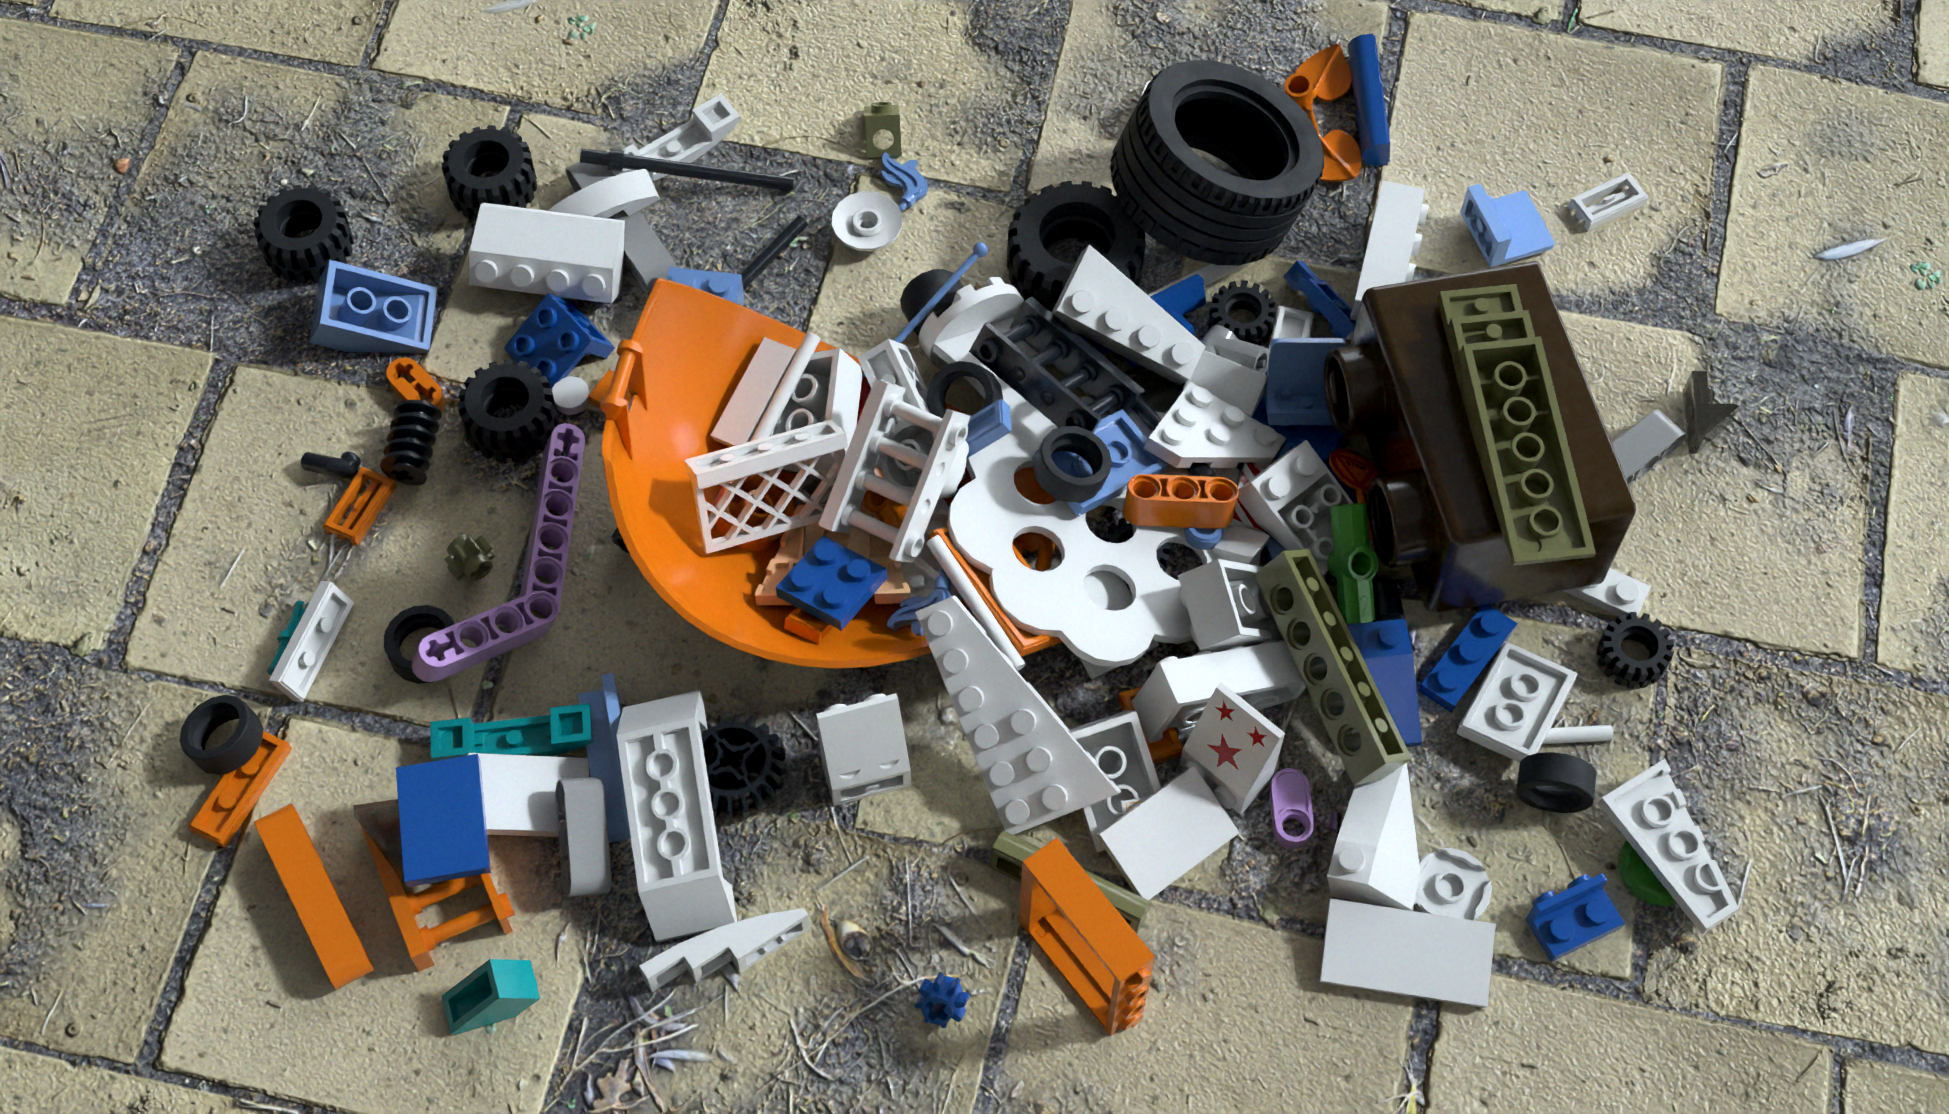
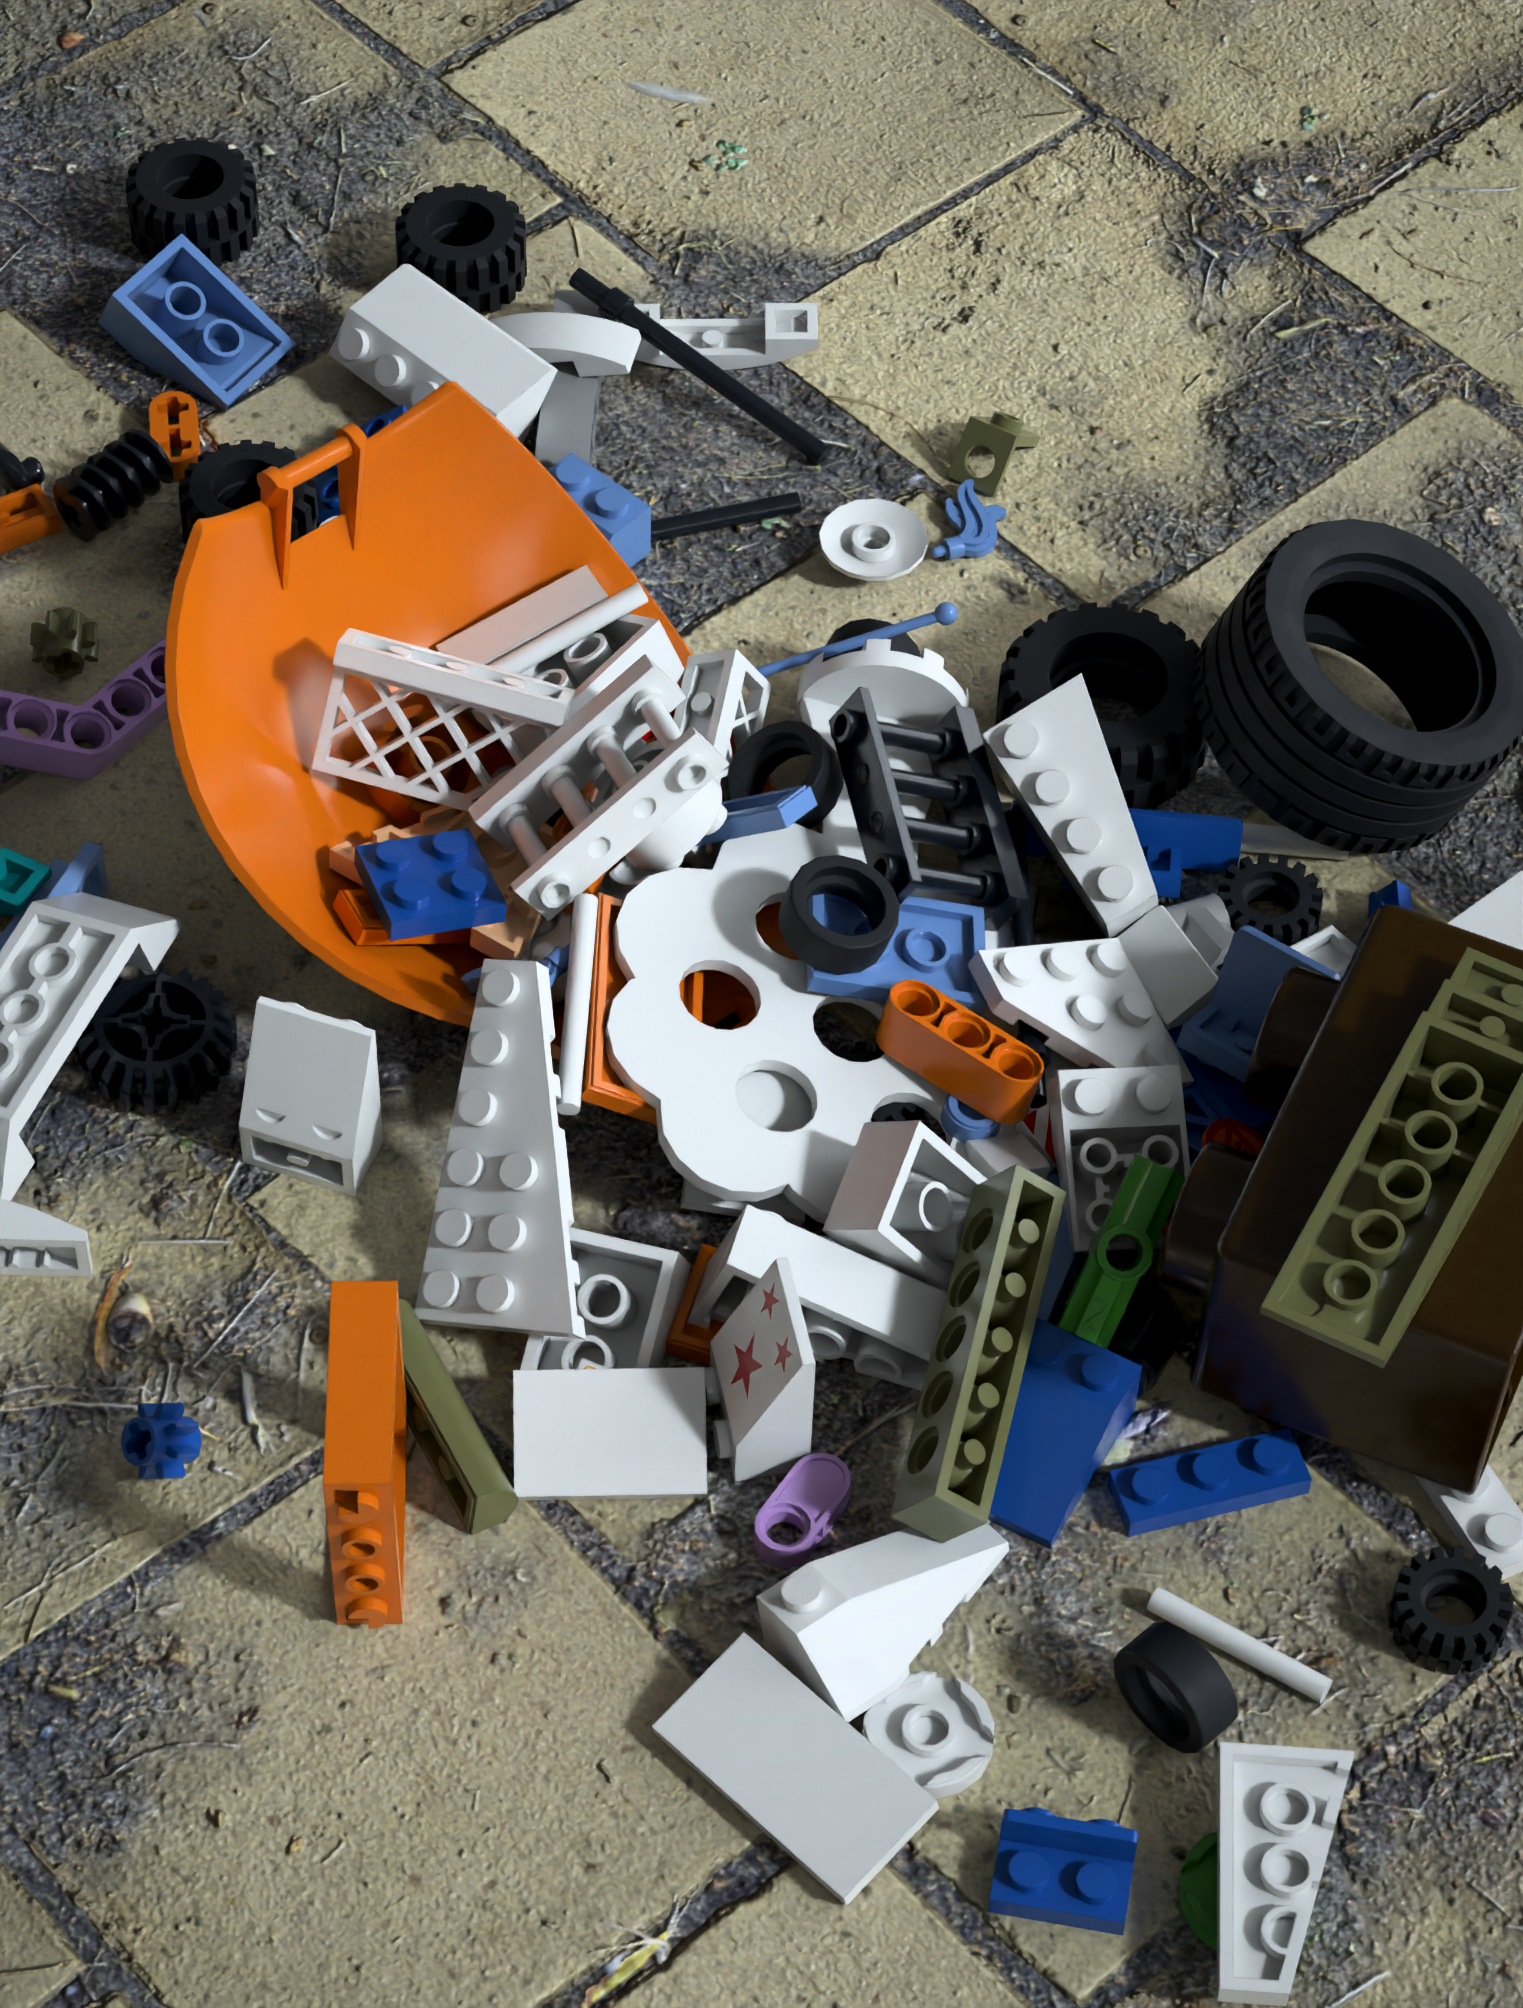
camera: 35 degrees right, 10 degrees down
(1517, 703) = (1223, 1569): white tile -> none

